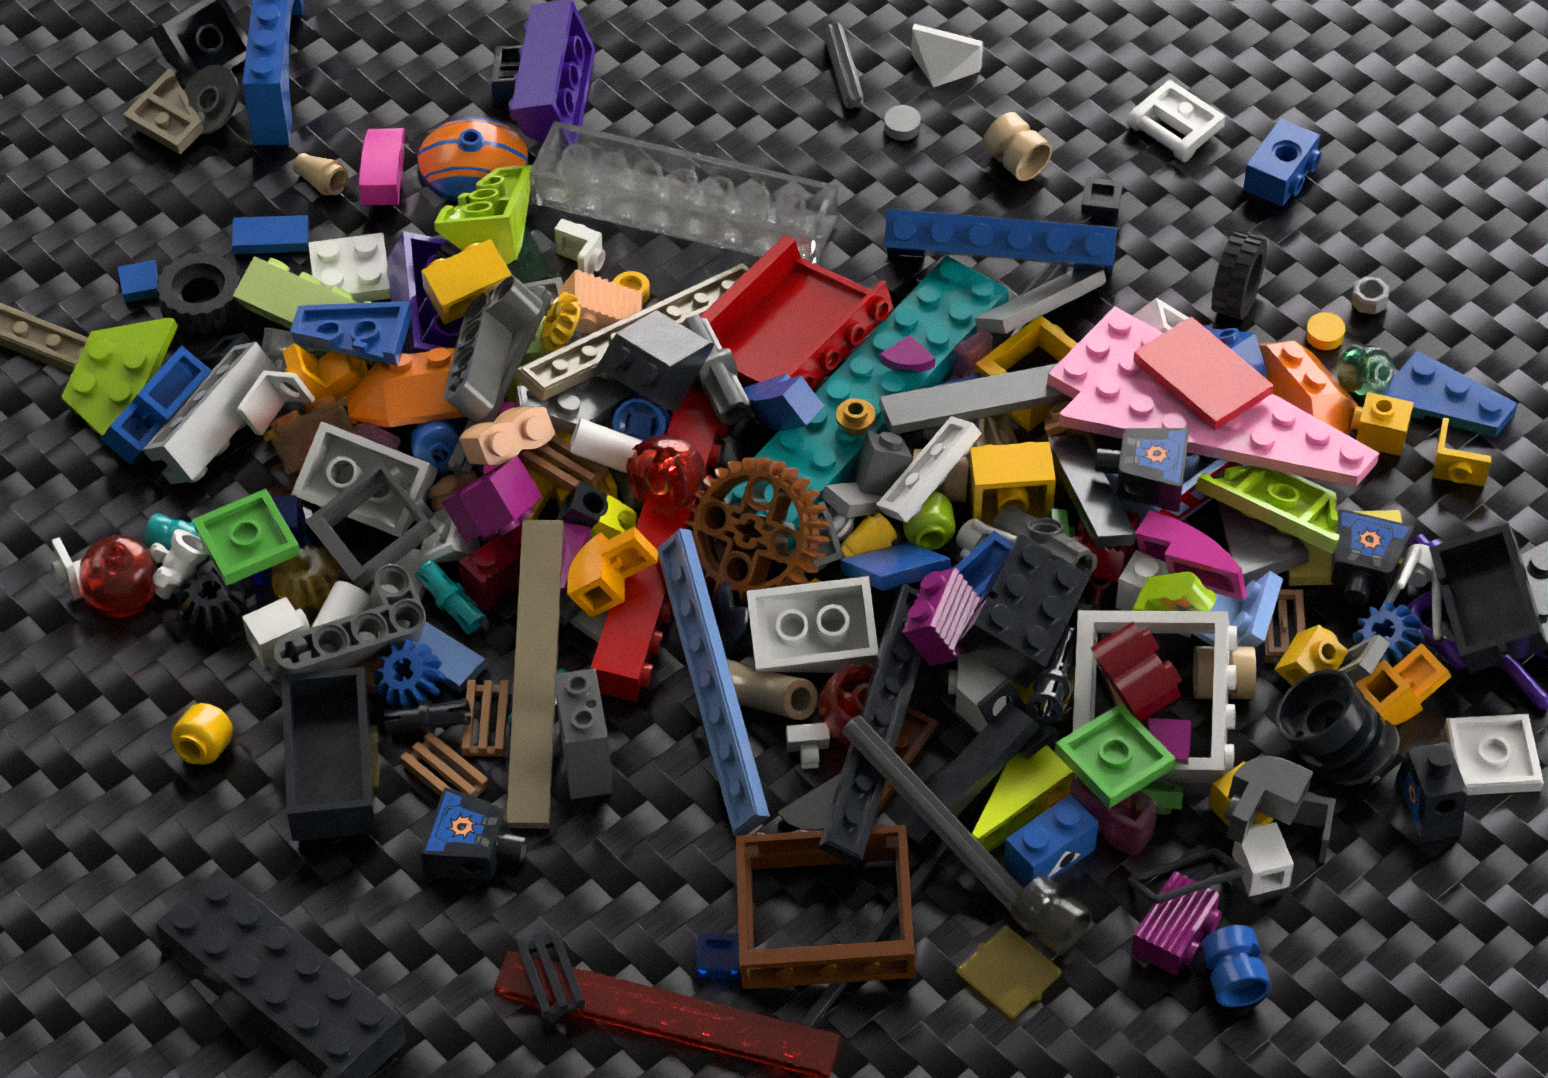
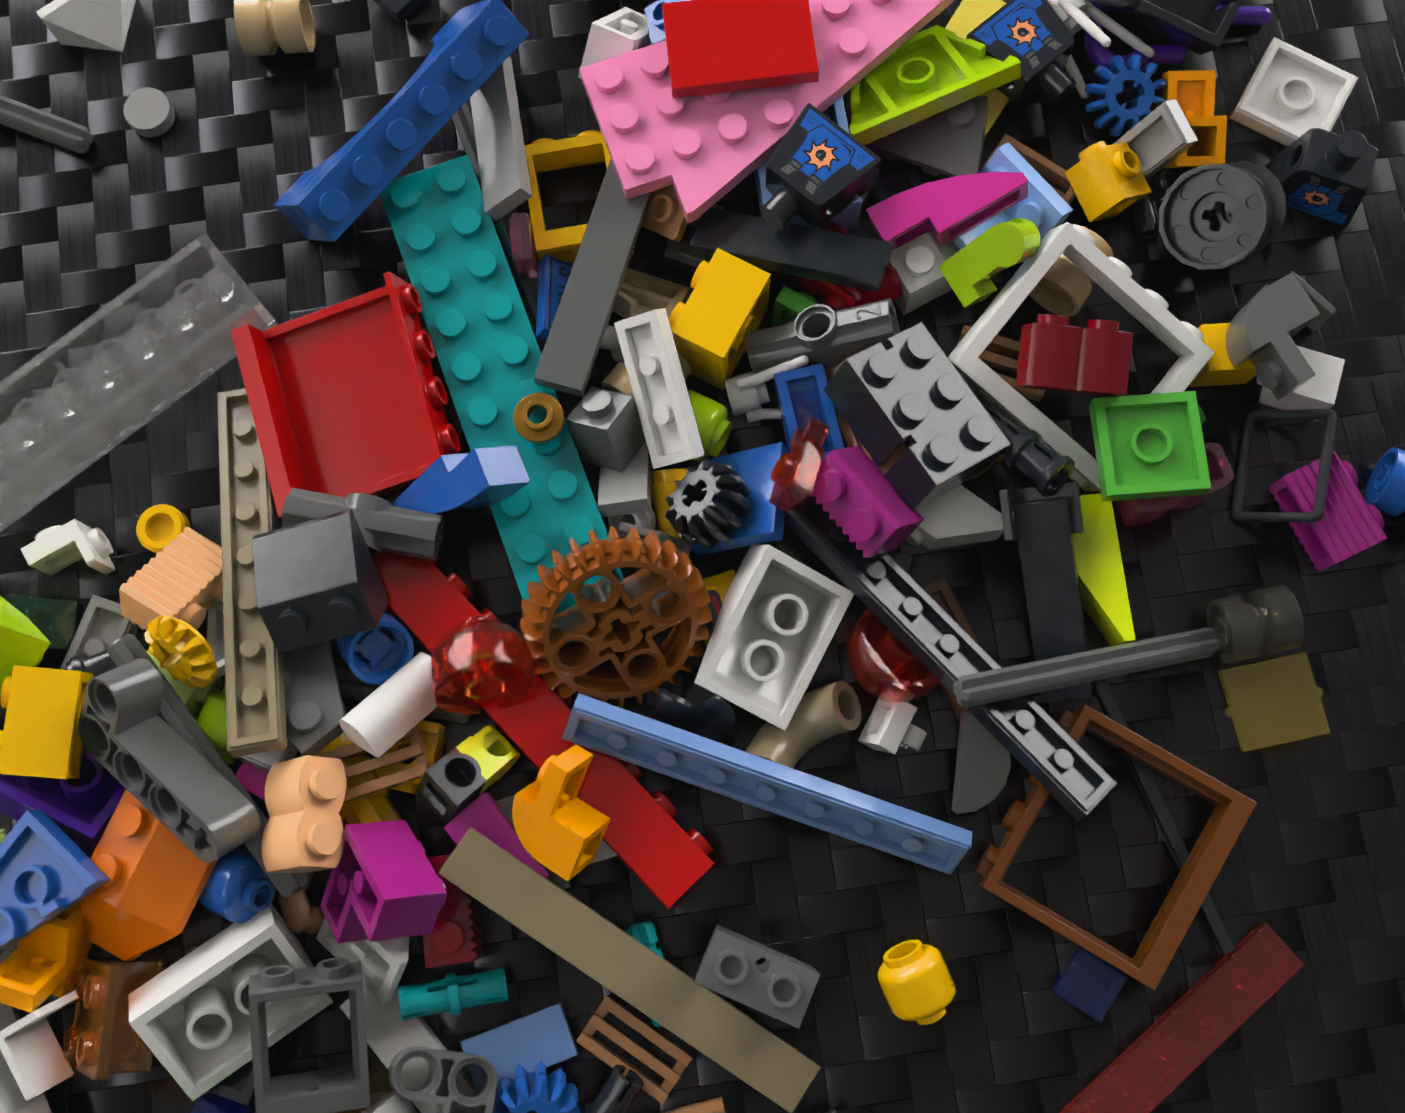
camera: 55 degrees left, 25 degrees up
(377, 435) = (177, 951): clear pink tile -> none
(644, 843) = (916, 982): none -> yellow head
(873, 540) = (708, 504): none -> black gear
(907, 355) = (495, 312): magenta tile -> none
(929, 560) = (797, 471): none -> clear red plate
(1051, 842) = (1169, 568): blue brick -> none
(1174, 736) = (1158, 374): magenta tile -> none

